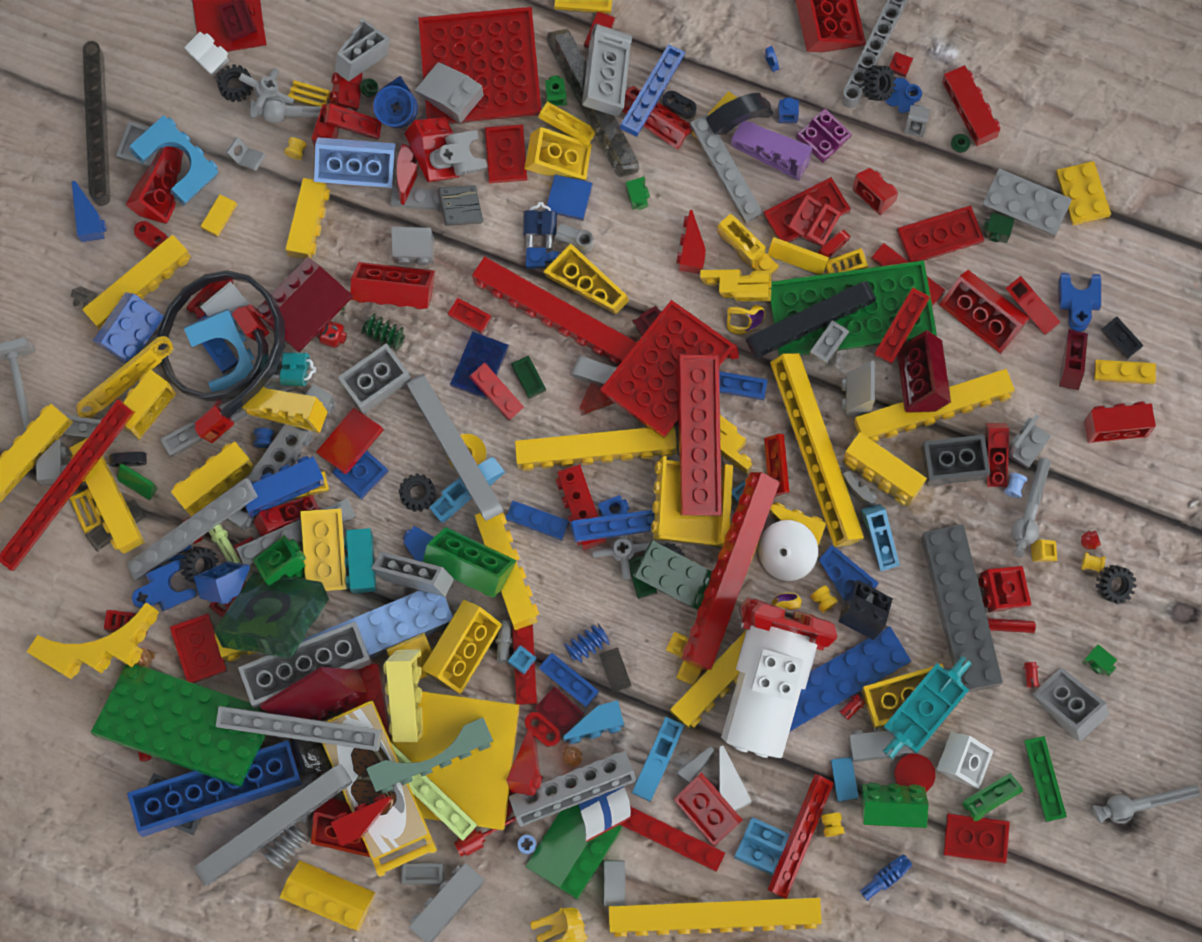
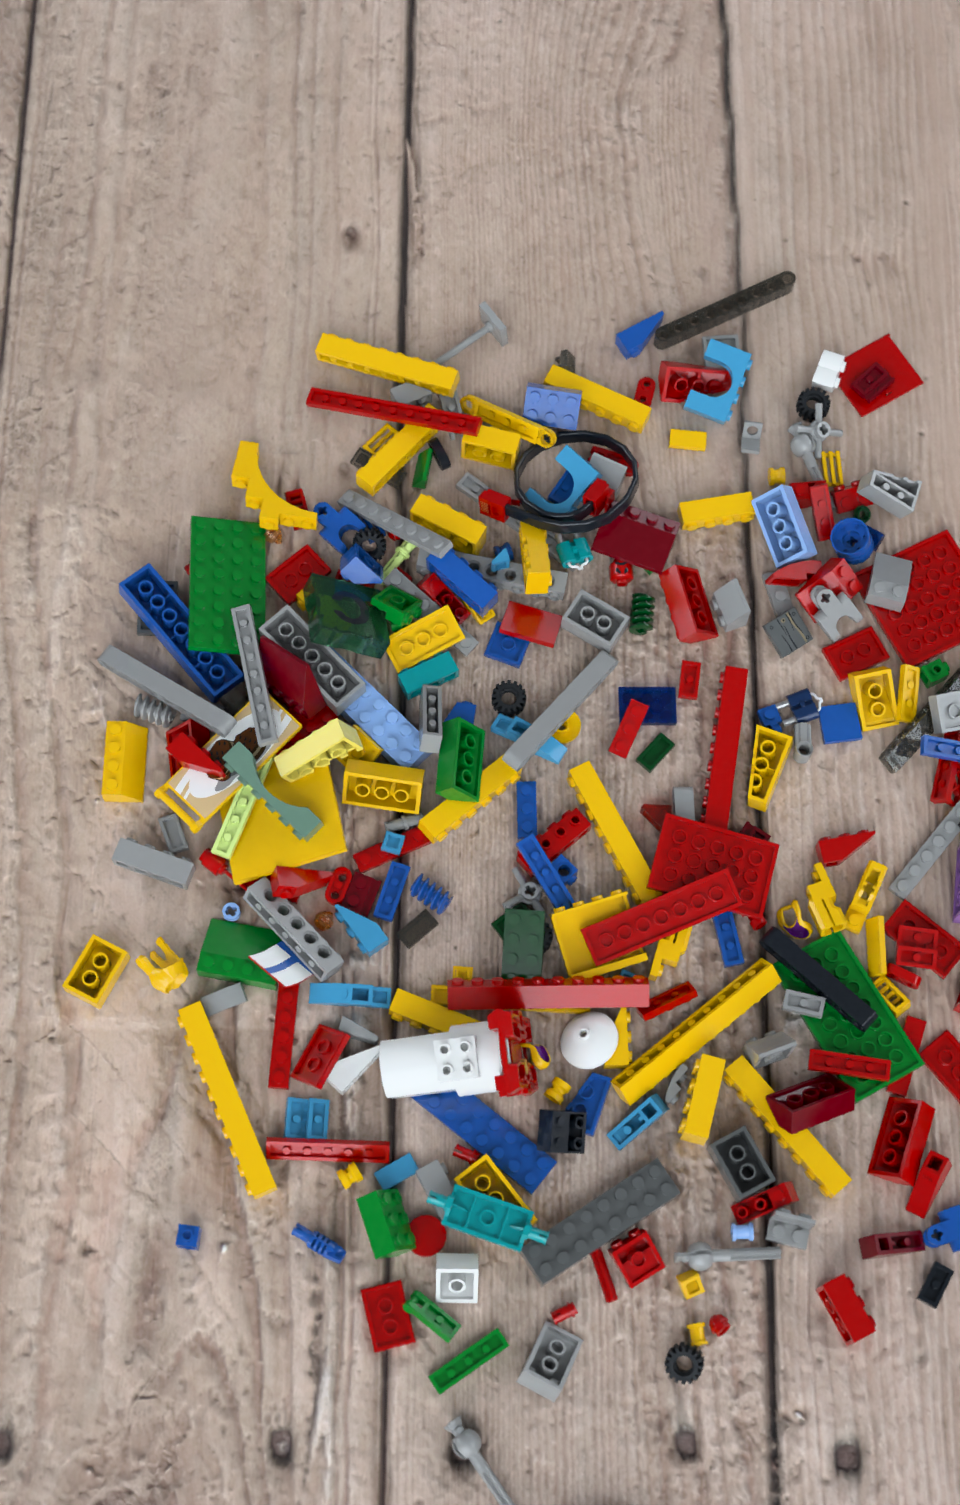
camera: 60 degrees right, 5 degrees down
(276, 441) = (501, 561): none -> dark azure slope
(637, 193) = (870, 780): green brick -> none
(1100, 661) = (603, 1375): green brick -> none
(1125, 372) = (902, 1300): yellow plate -> none

